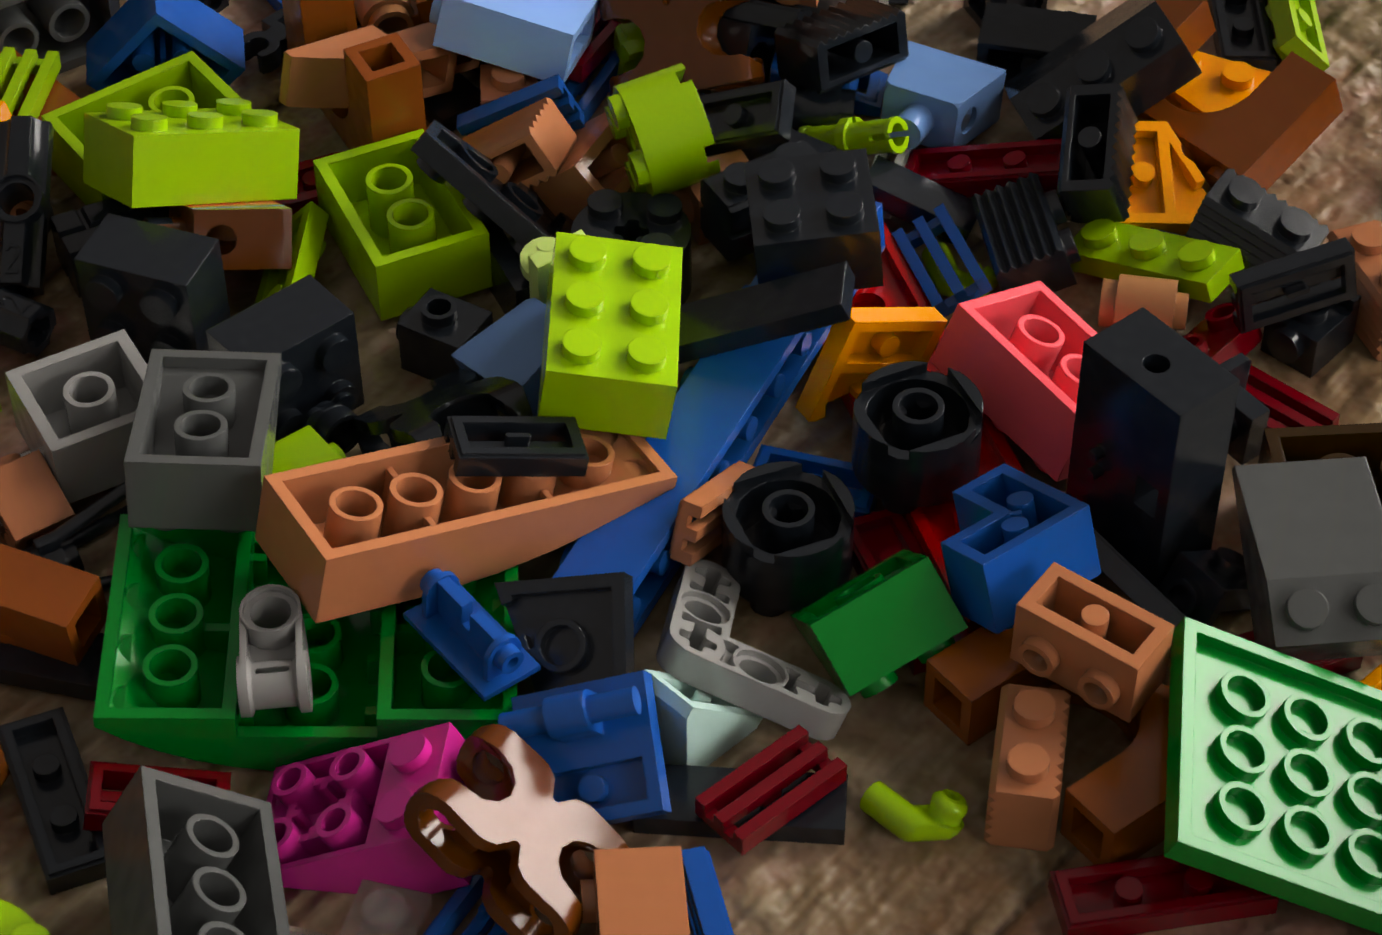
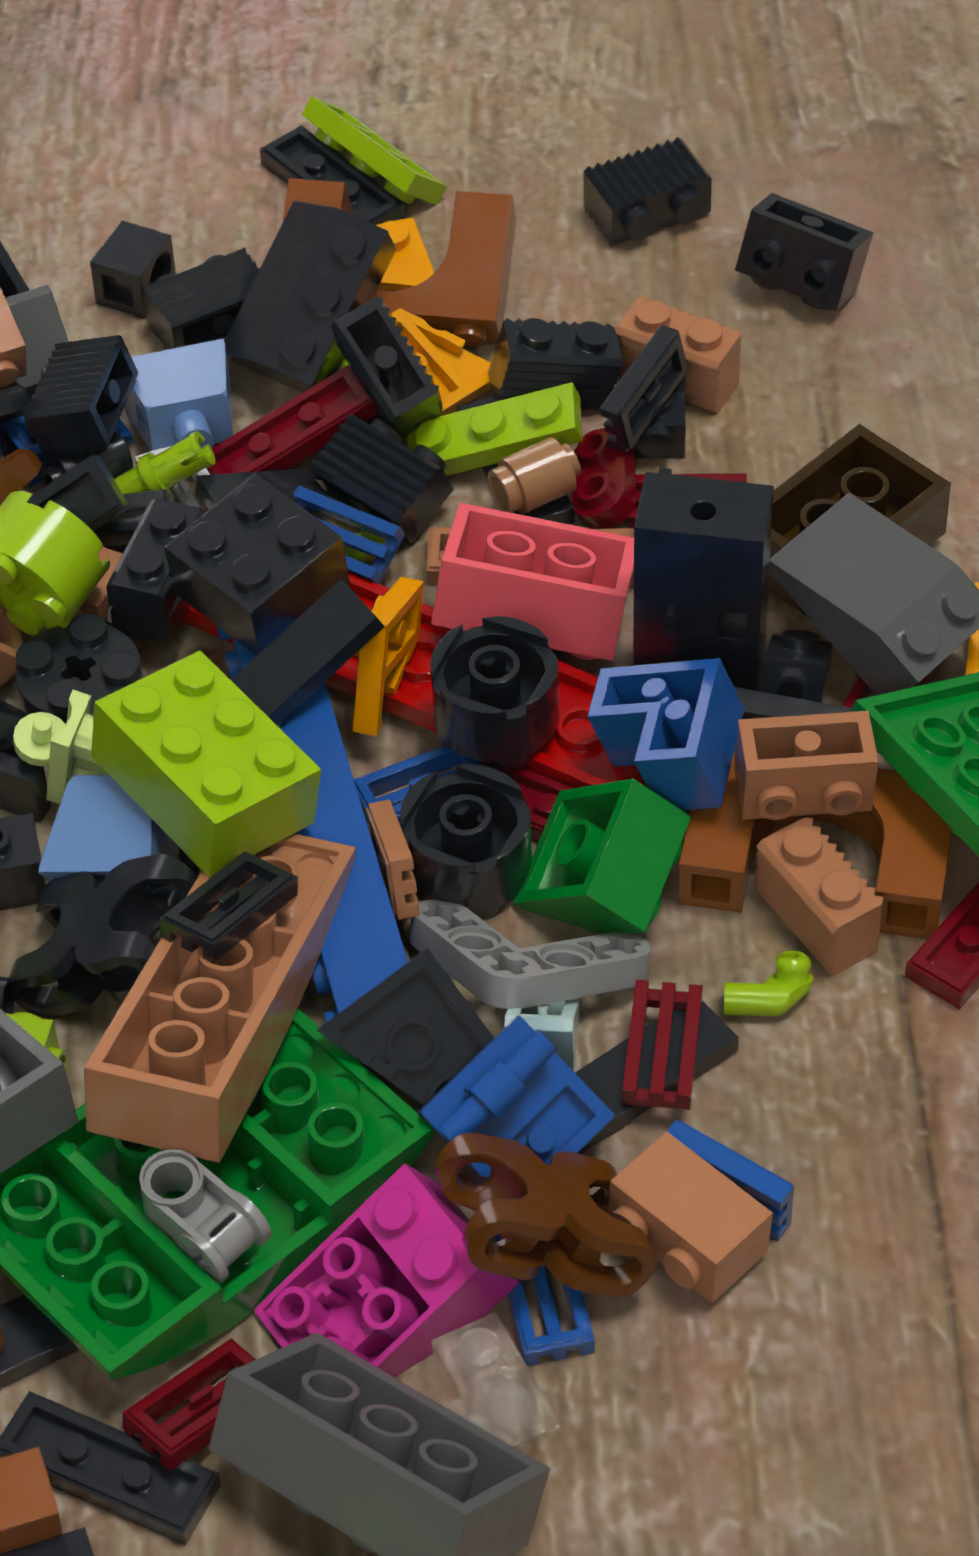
camera: 40 degrees left, 5 degrees up
(468, 636) = (339, 1090): blue hinge -> none

